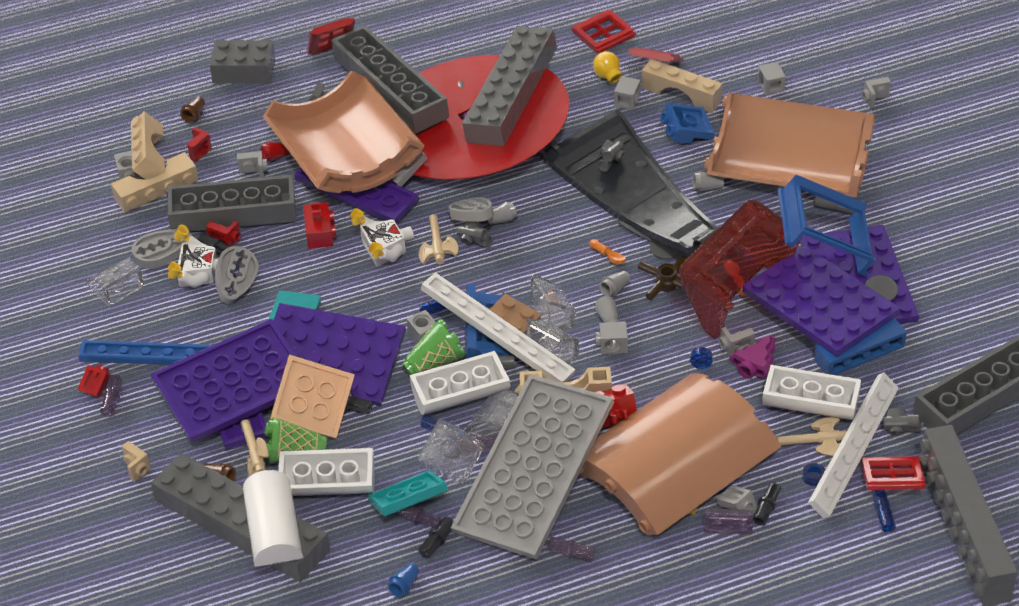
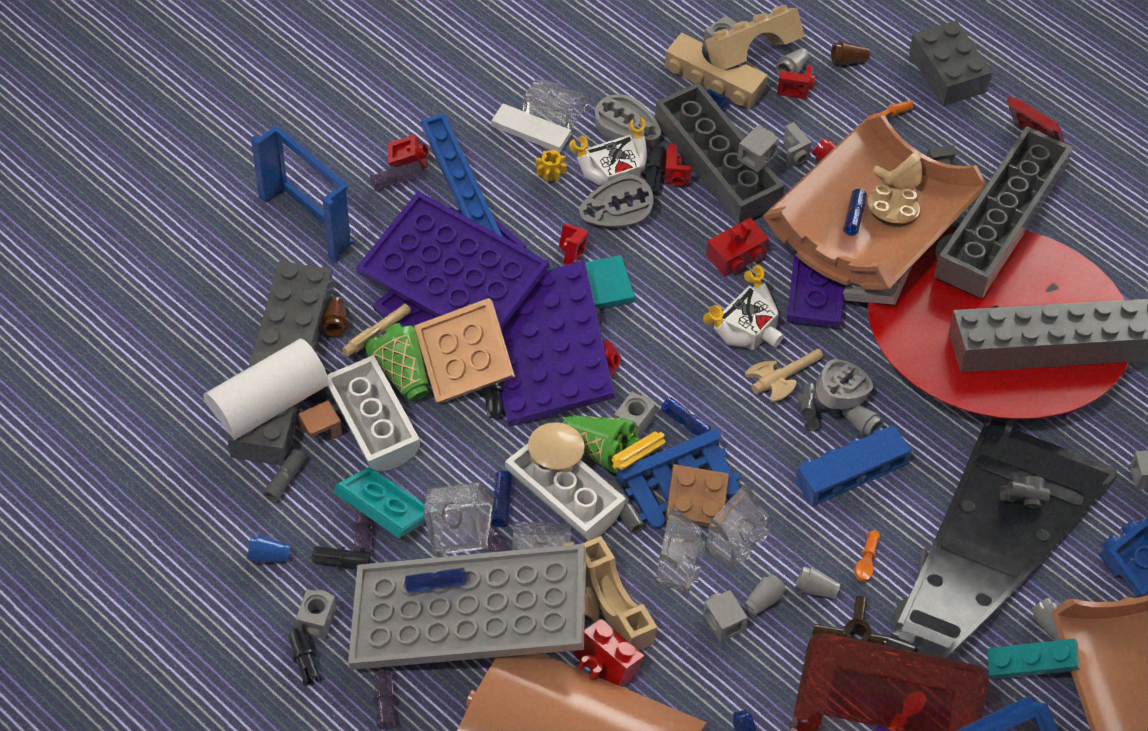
camera: 60 degrees right, 10 degrees up
(124, 303) = (531, 128): none -> white tile
(136, 460) = (315, 241): tan bracket -> none
(150, 442) = (272, 179): none -> blue piece
(171, 300) = (551, 165): none -> yellow gear
(178, 141) = (793, 62): none -> light grey cone
(252, 309) = (573, 243): none -> red bracket
(256, 171) = (758, 148): none -> light grey brick
(258, 108) = (896, 109): none -> orange piece
(312, 506) = (321, 419): none -> nougat panel
(323, 112) = (905, 176): none -> tan hat
(339, 149) = (854, 212): none -> clear blue piece
(339, 547) = (283, 477): none -> dark grey piece
(345, 128) = (894, 204): none -> tan dish
(431, 371) = (556, 446): none -> tan dish
(464, 337) = (638, 450): none -> yellow axle
(478, 565) = (316, 624): none -> light grey brick
(497, 329) = (659, 488): white plate -> none
(503, 471) = (432, 580): none -> clear blue piece
(508, 585) = (304, 656): none -> black axle
(535, 231) = (852, 465): none -> blue brick
(735, 194) = (1033, 659): none -> teal plate

